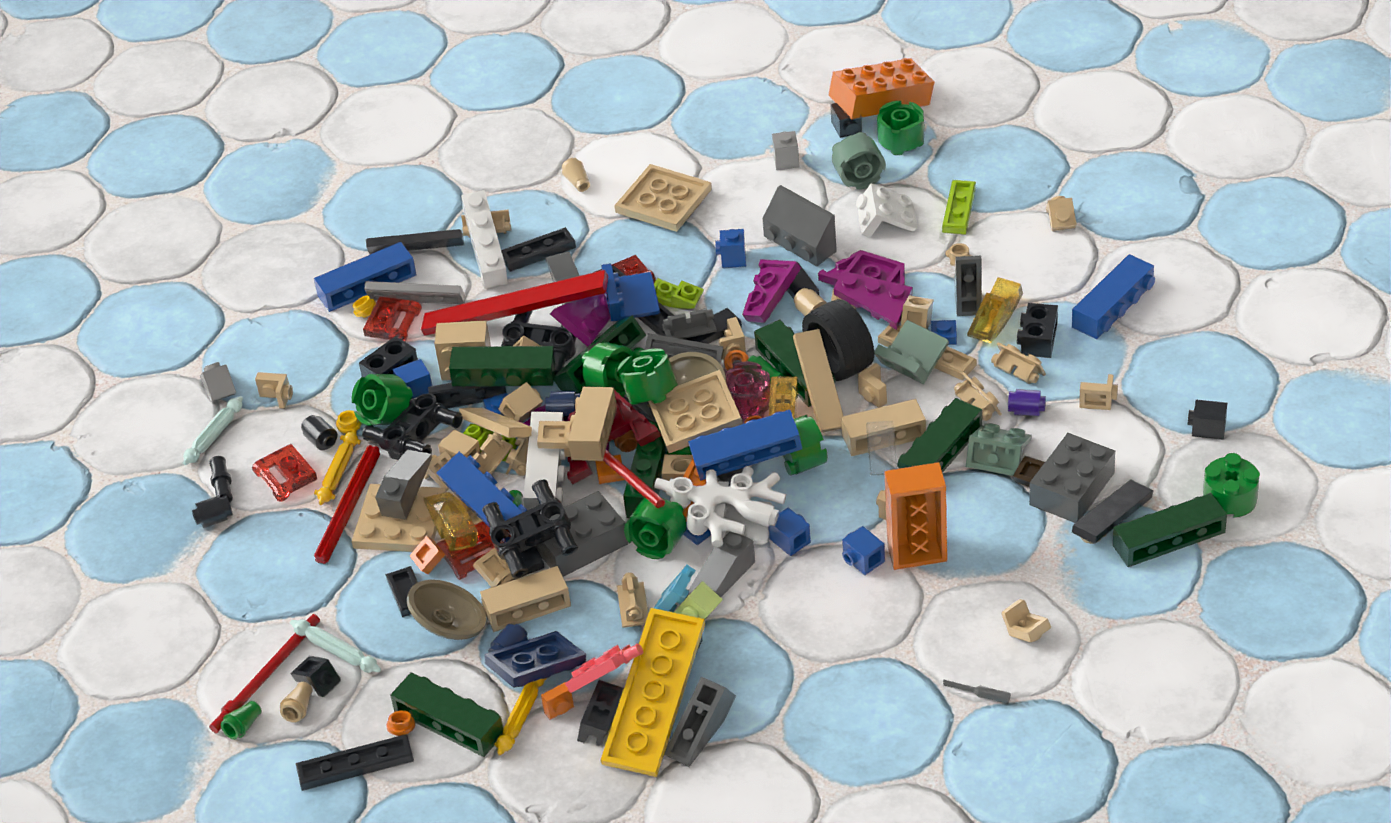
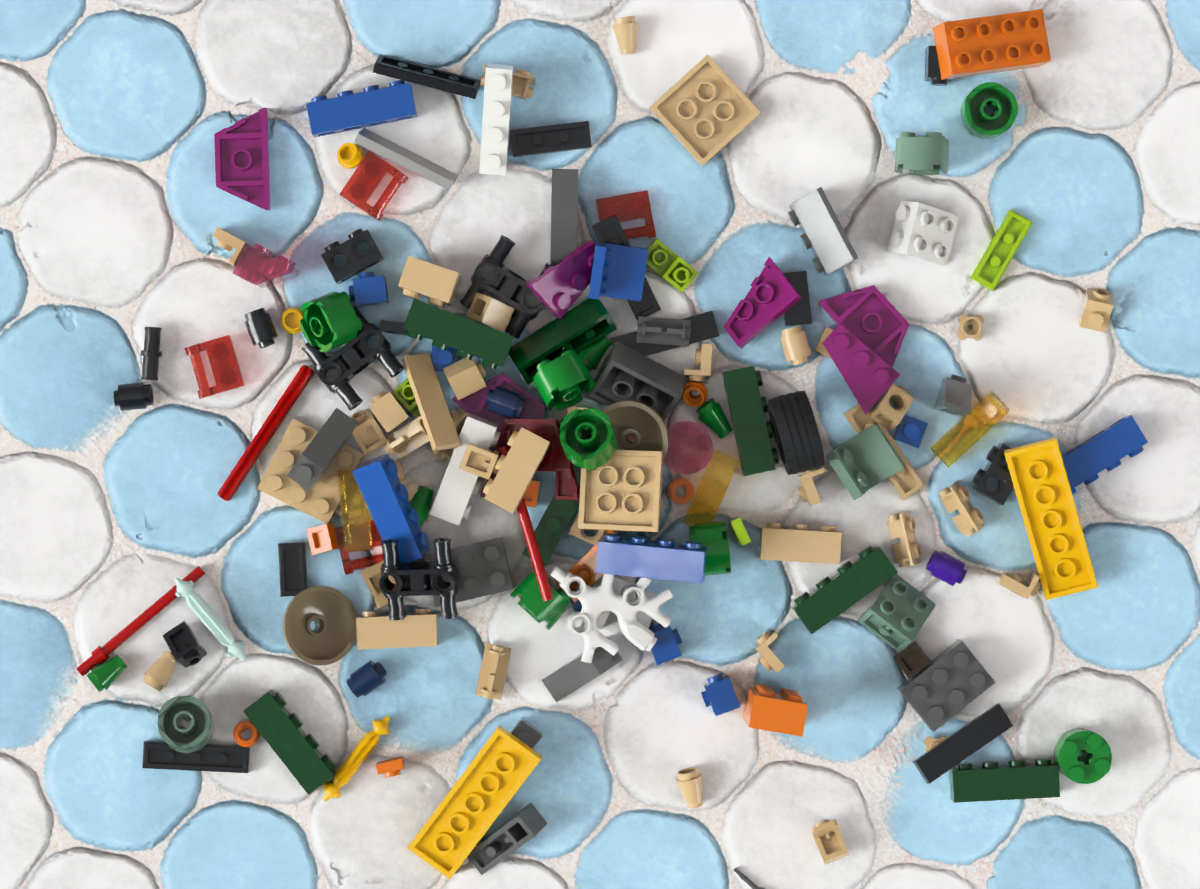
camera: 15 degrees right, 45 degrees up
(212, 430) = (158, 276): light aqua wheel -> none
(217, 382) = (175, 213): light grey slope -> none
(270, 336) = (244, 159): none -> magenta wing
(310, 385) = (263, 270): none -> clear pink slope
(334, 723) = (187, 709): none -> sand green brick
(337, 467) = (268, 379): yellow wheel -> none
(519, 301) = (498, 239): red tile -> none
(535, 659) = (383, 716): dark blue plate -> none
(600, 712) = (423, 796): black hinge -> none
(602, 665) = (435, 760): coral plate -> none
(676, 590) = (527, 692): medium azure plate -> none
(700, 602) = (547, 712): yellowish green brick -> none
(731, 248) = (746, 227): blue brick -> none
(785, 150) = (856, 93): light grey brick -> none
(819, 380) = (758, 474): tan tile -> none
(824, 419) = (739, 531): none -> lime tile
(867, 626) = (690, 784): none -> tan cone
(881, 447) = (786, 578): clear tile -> none
(1100, 333) = (1051, 518): none -> yellow plate
(1208, 419) = (1104, 660): black brick -> none

